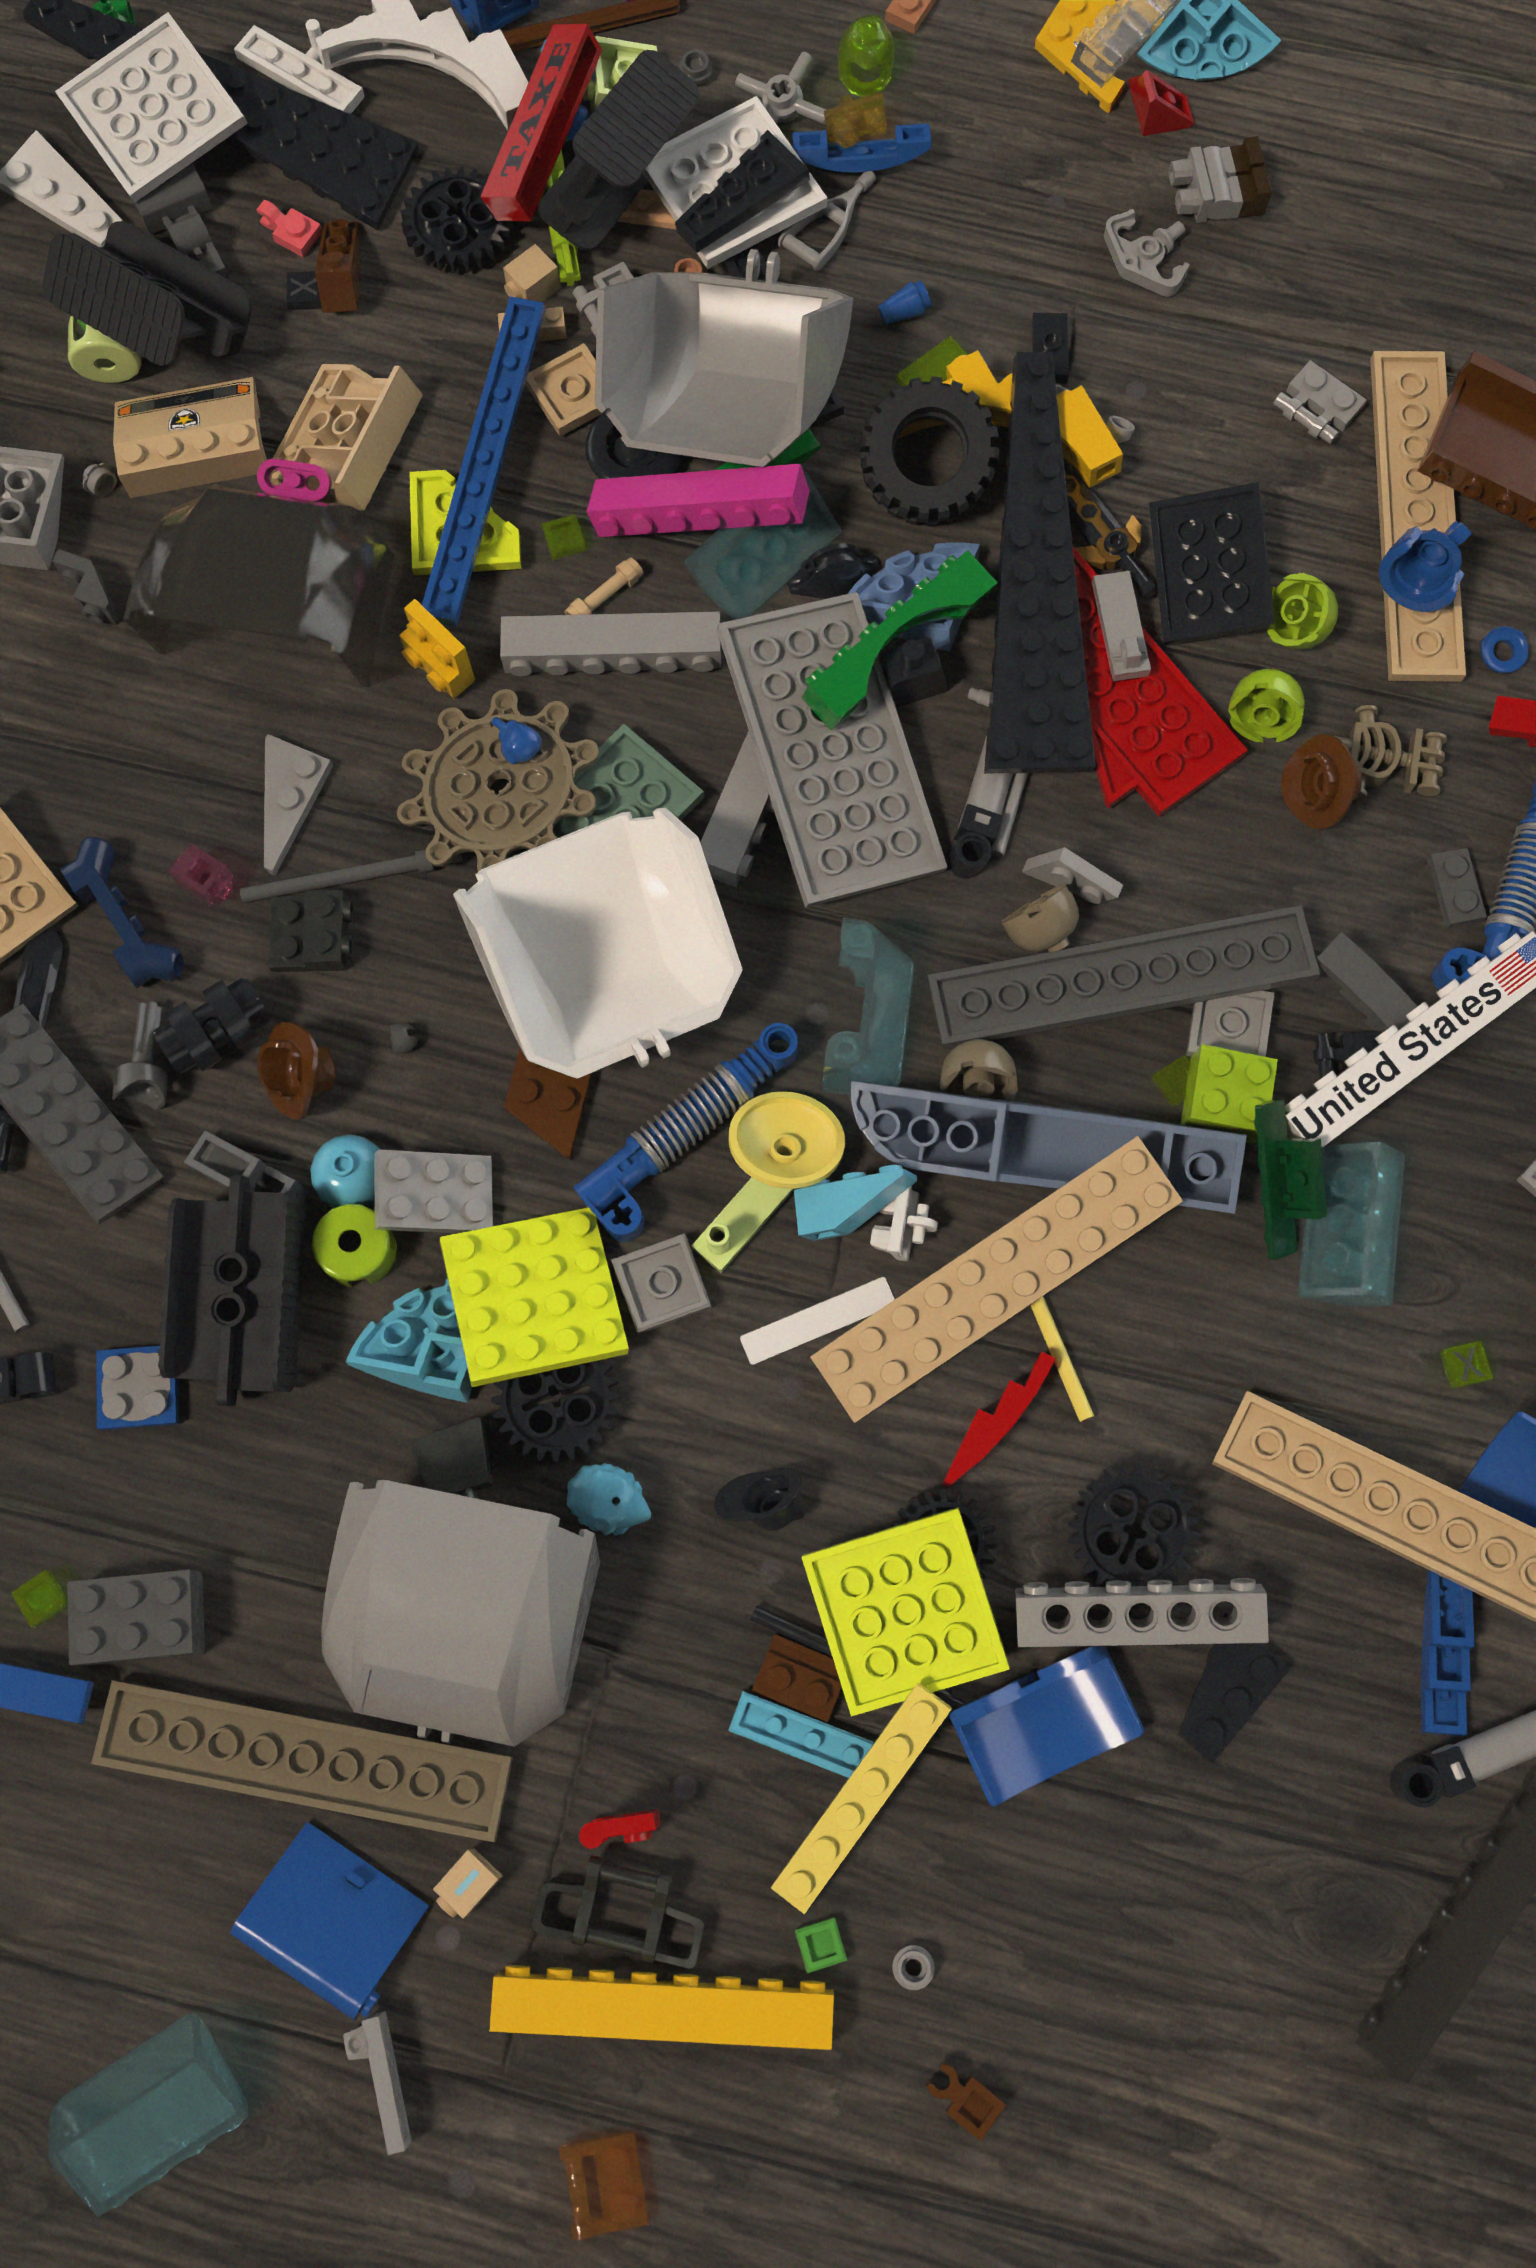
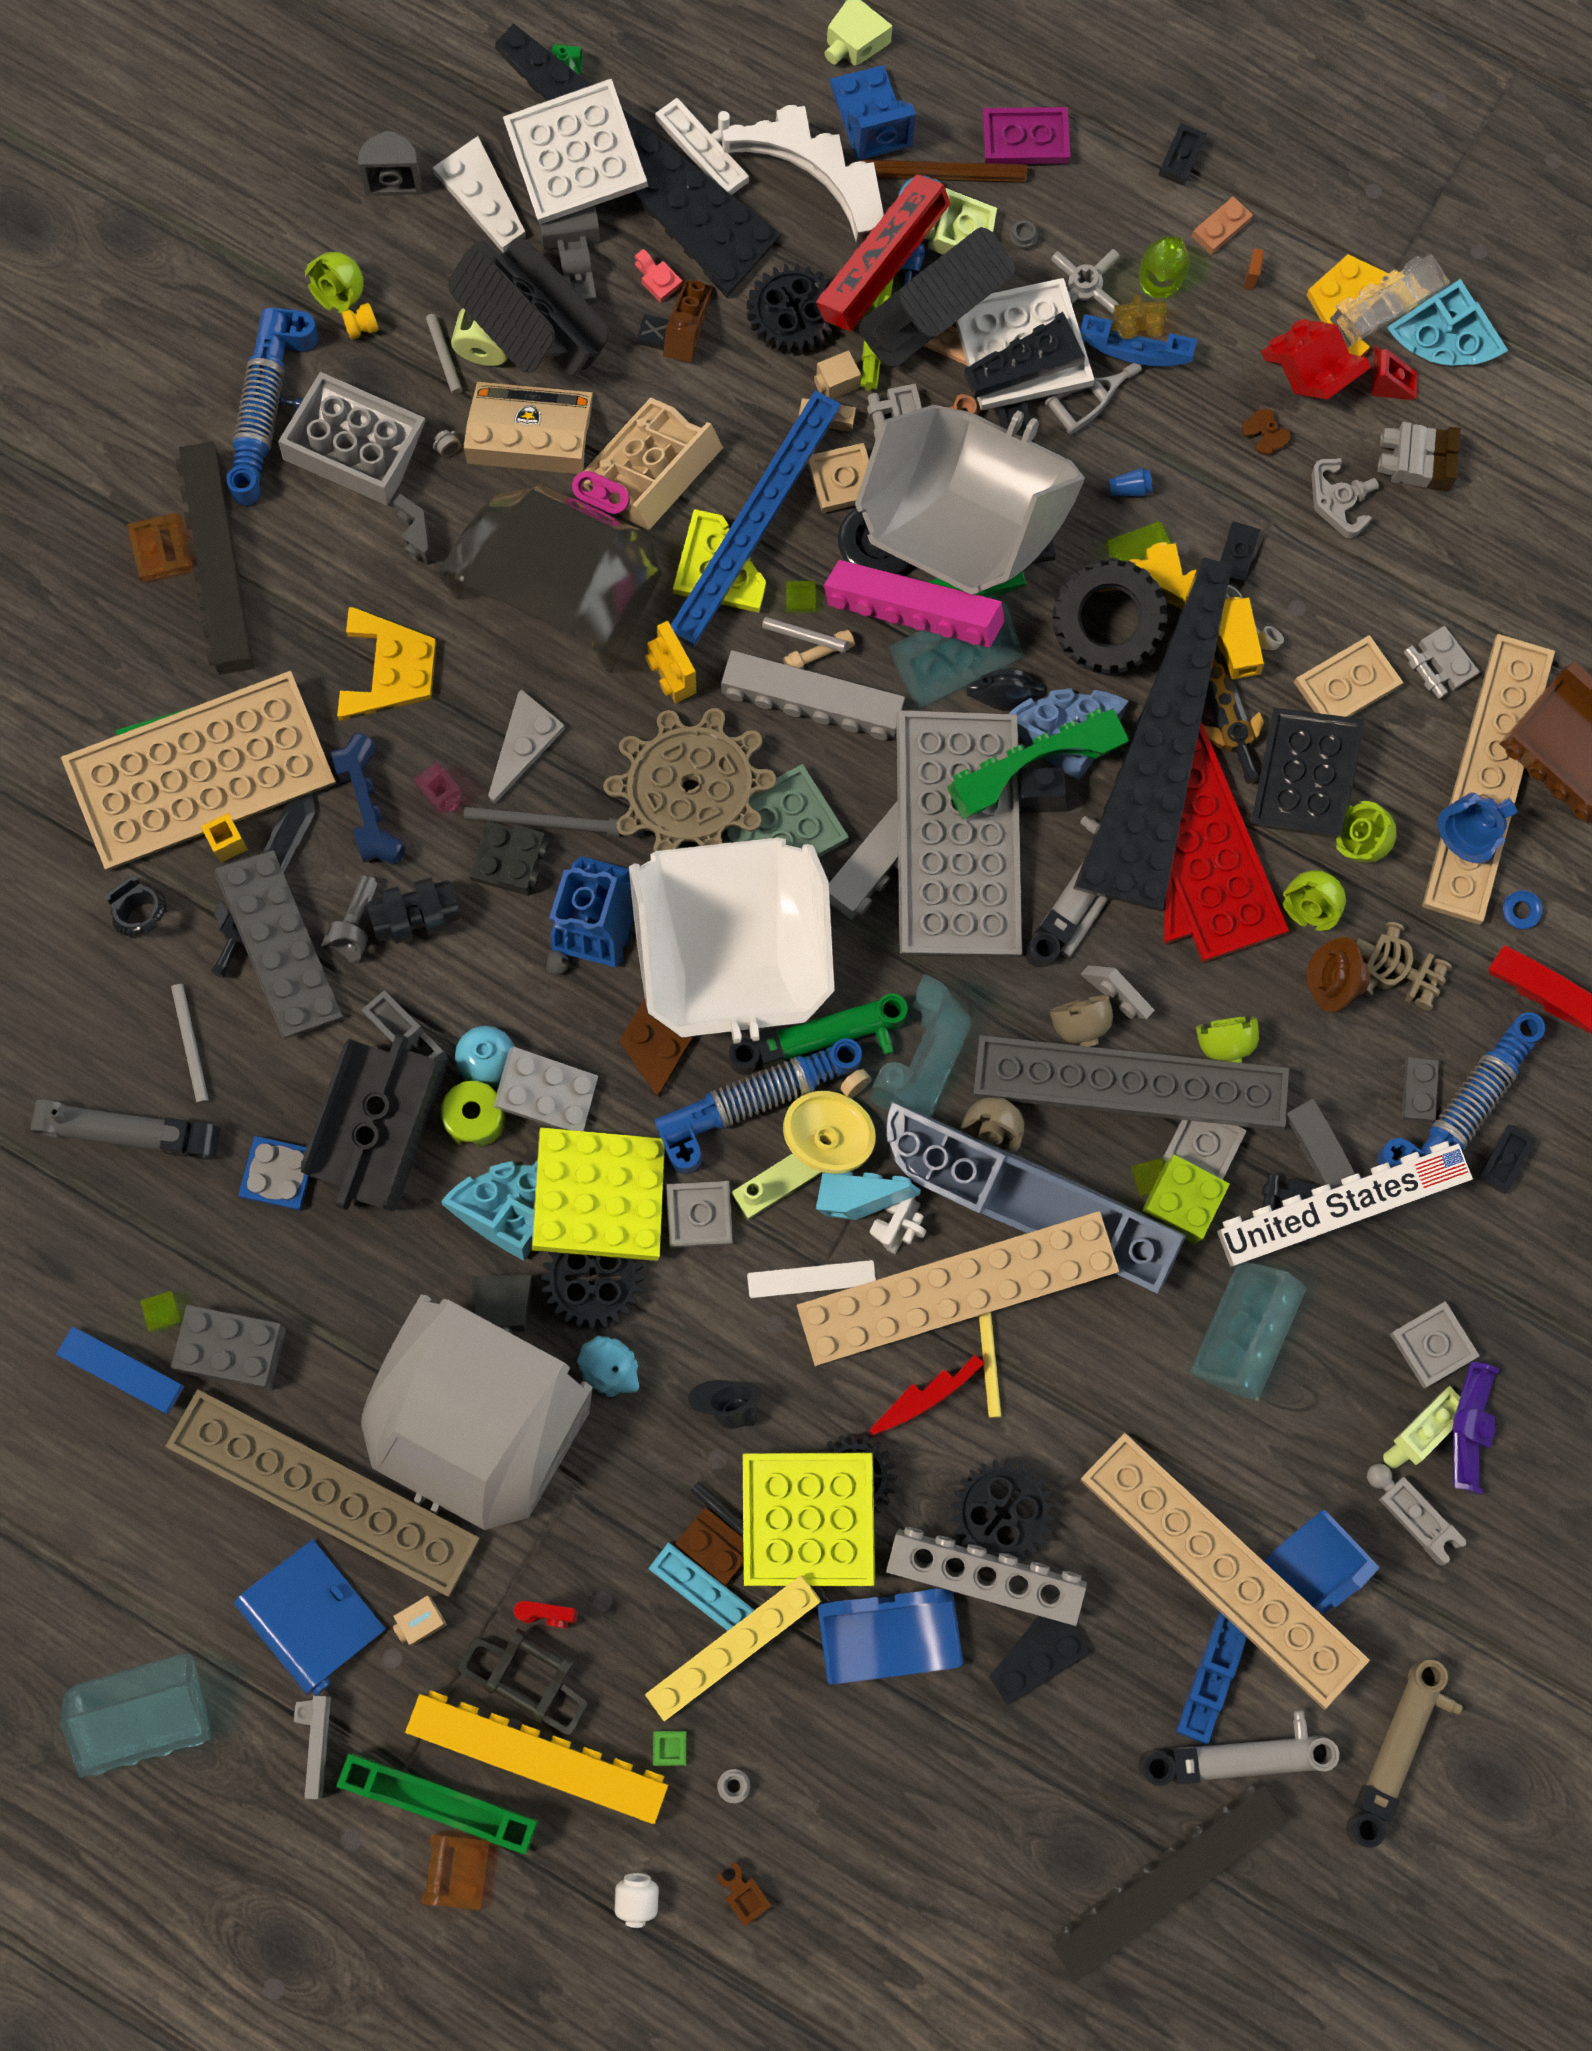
camera: 10 degrees right, 0 degrees up
(67, 382) = (444, 354): none -> light grey bar
(118, 752) = (401, 666): none -> yellow wing
(294, 1069) = (467, 964): reddish brown hat -> none
(428, 966) = (593, 912): none -> blue slope
(517, 741) = (714, 755): blue piece -> none
(582, 576) = (805, 634): none -> light grey bar
(600, 2107) = (438, 1803): none -> green arch
(739, 1028) = (820, 1033): none -> green piece
(799, 1074) = (855, 1083): none -> tan tile
(837, 2150) = (636, 1899): none -> white head
(967, 32) = (1254, 269): none -> dark orange tile
(1048, 209) = (1273, 436): none -> reddish brown piece
(1069, 107) = (1315, 358): none -> red bracket
(1121, 626) = (1219, 801): light grey hinge -> none
(1220, 893) = (1229, 1038): none -> lime cylinder
(1223, 449) = (1349, 680): none -> tan plate
(1289, 1178) = (1207, 1280): dark green bracket -> none
(1466, 1365) = (1302, 1464): clear neon green tile -> none

